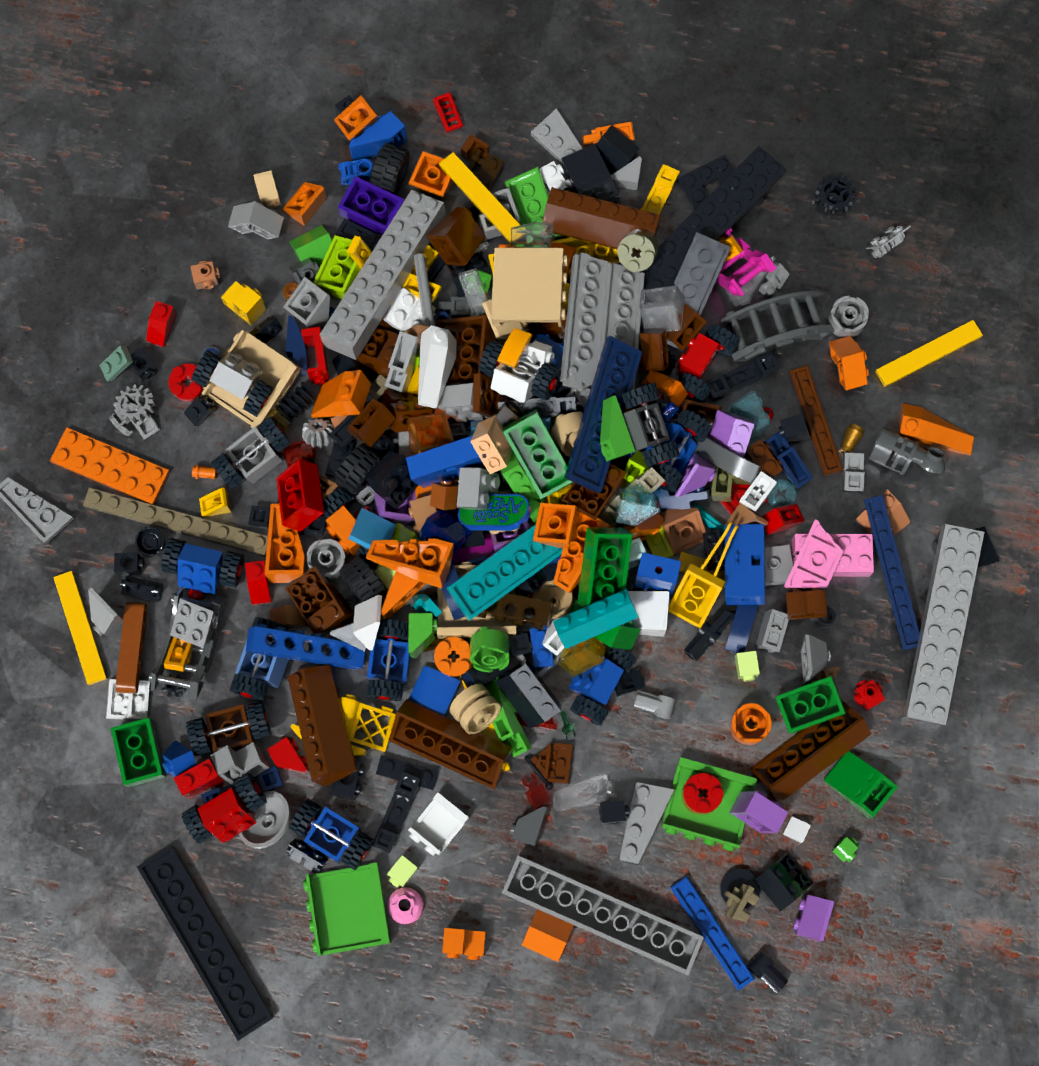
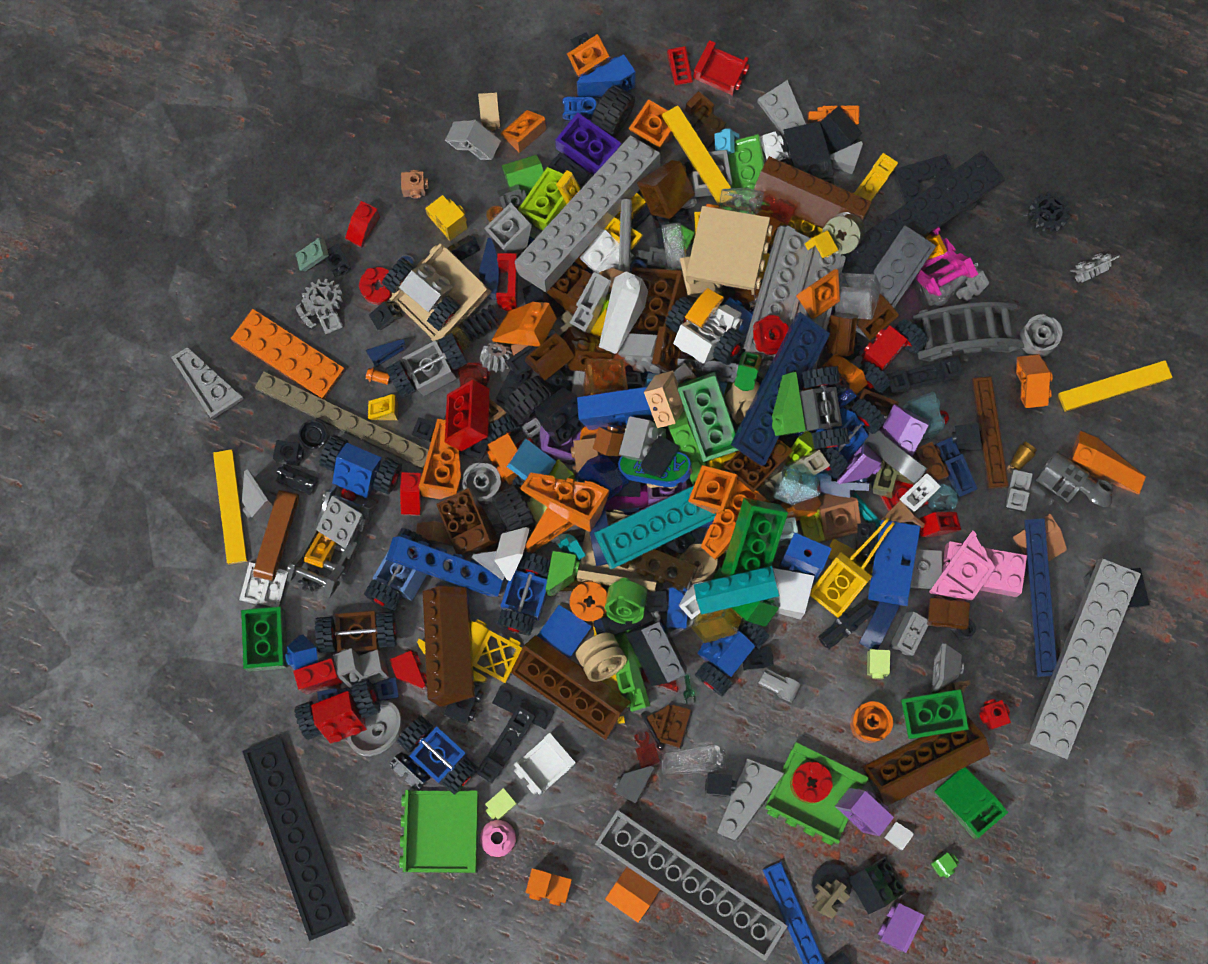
camera: 10 degrees right, 0 degrees up
(206, 447) = (386, 351): none -> dark blue slope
(489, 108) = (720, 69): none -> red panel
(497, 502) = (659, 457): none -> black slope
(506, 178) = (725, 140): none -> medium azure bracket
(568, 402) = (748, 371): none -> green brick
(573, 237) = (781, 210): none -> clear red plate
(575, 364) = (761, 334): none -> red plate
(620, 264) = (823, 243): none -> yellow panel
(627, 315) = (821, 294): none -> orange slope

